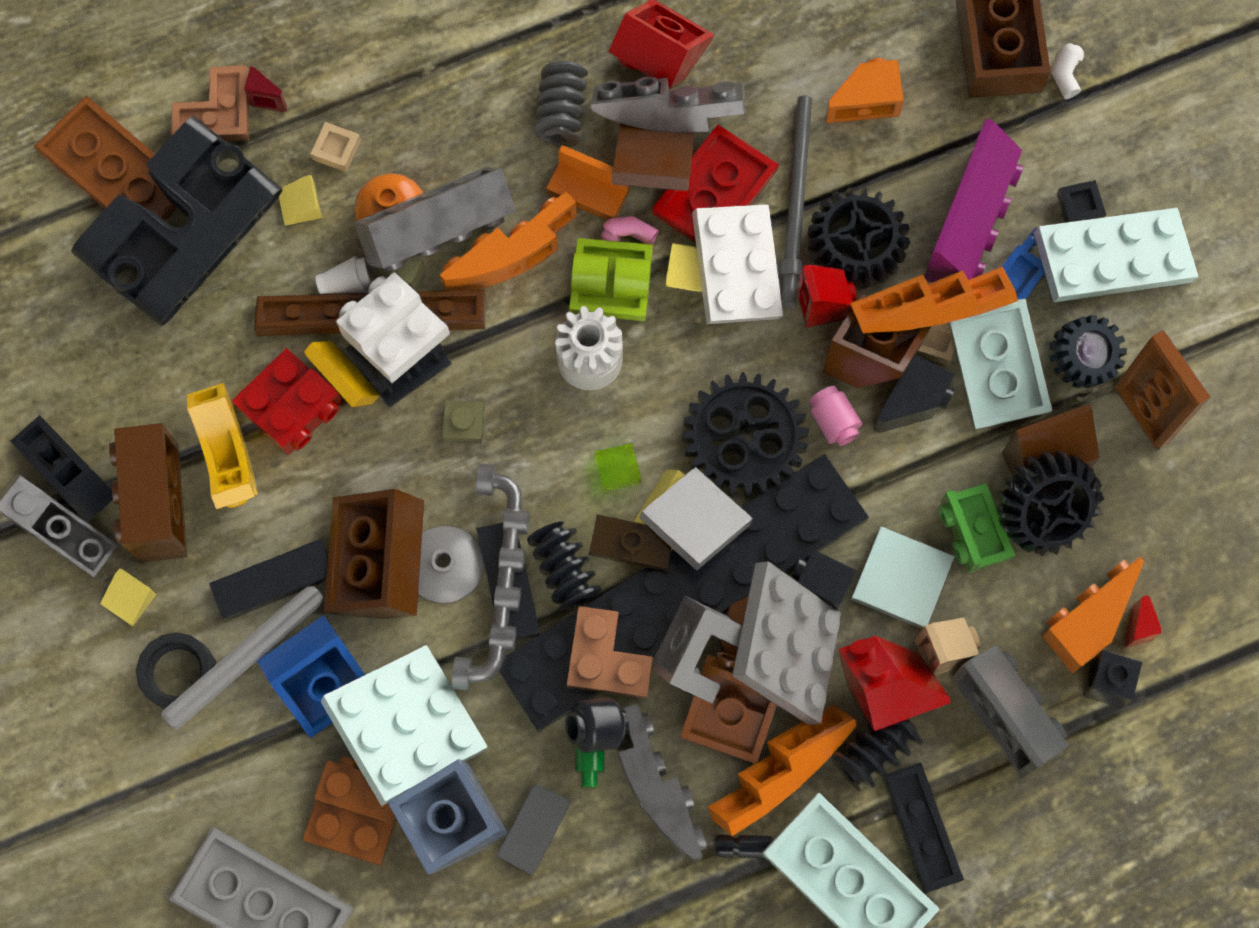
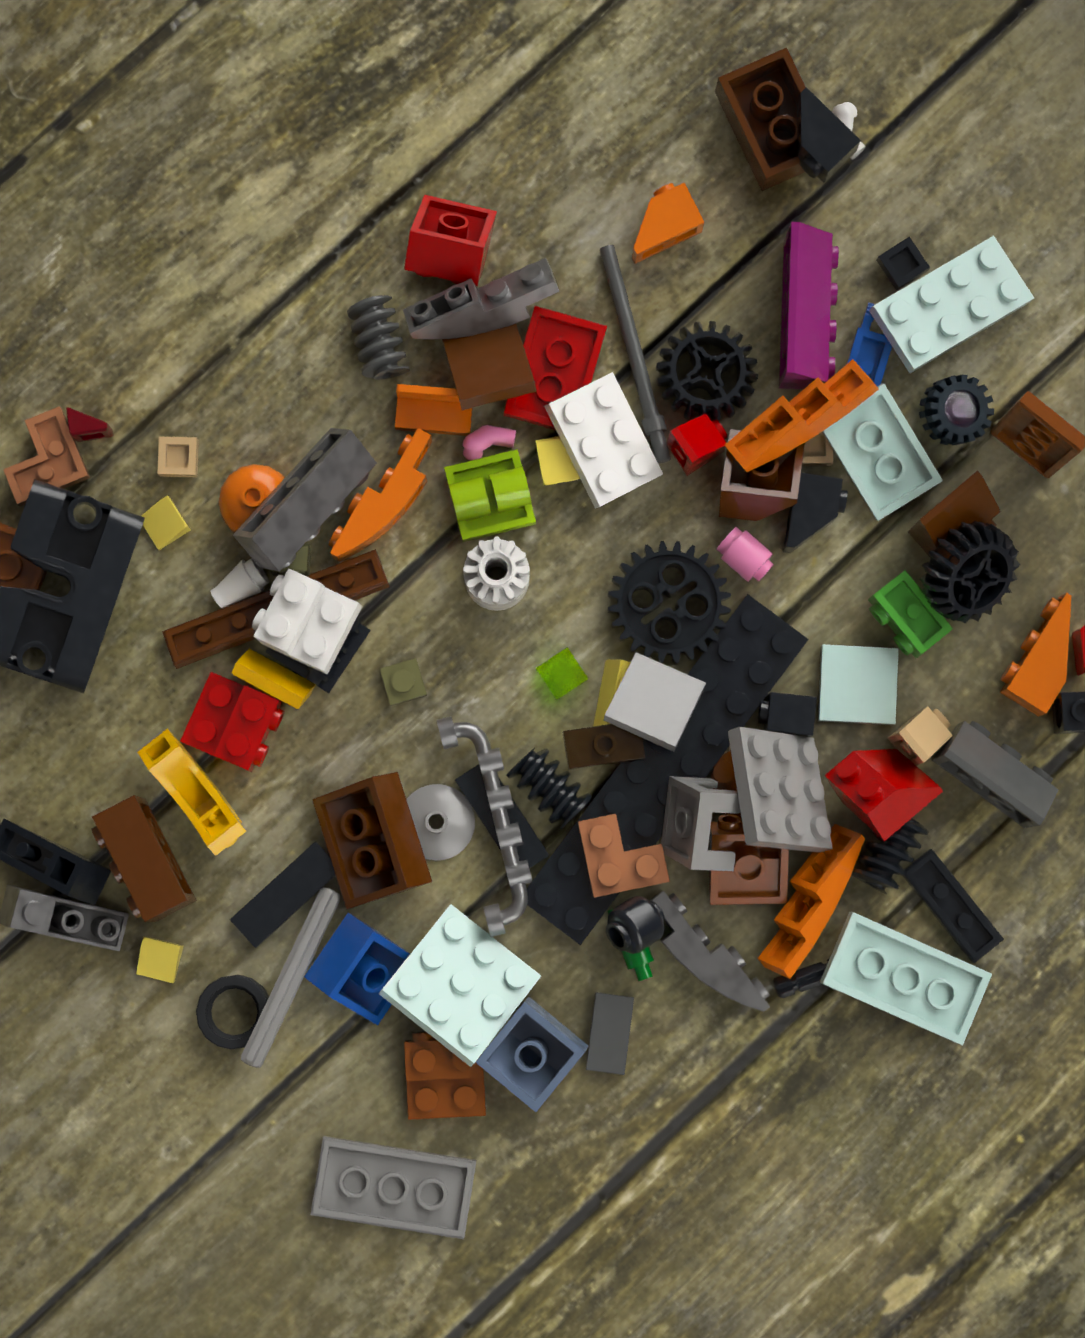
camera: 25 degrees left, 10 degrees up
(1042, 57) = (822, 138): none -> black slope

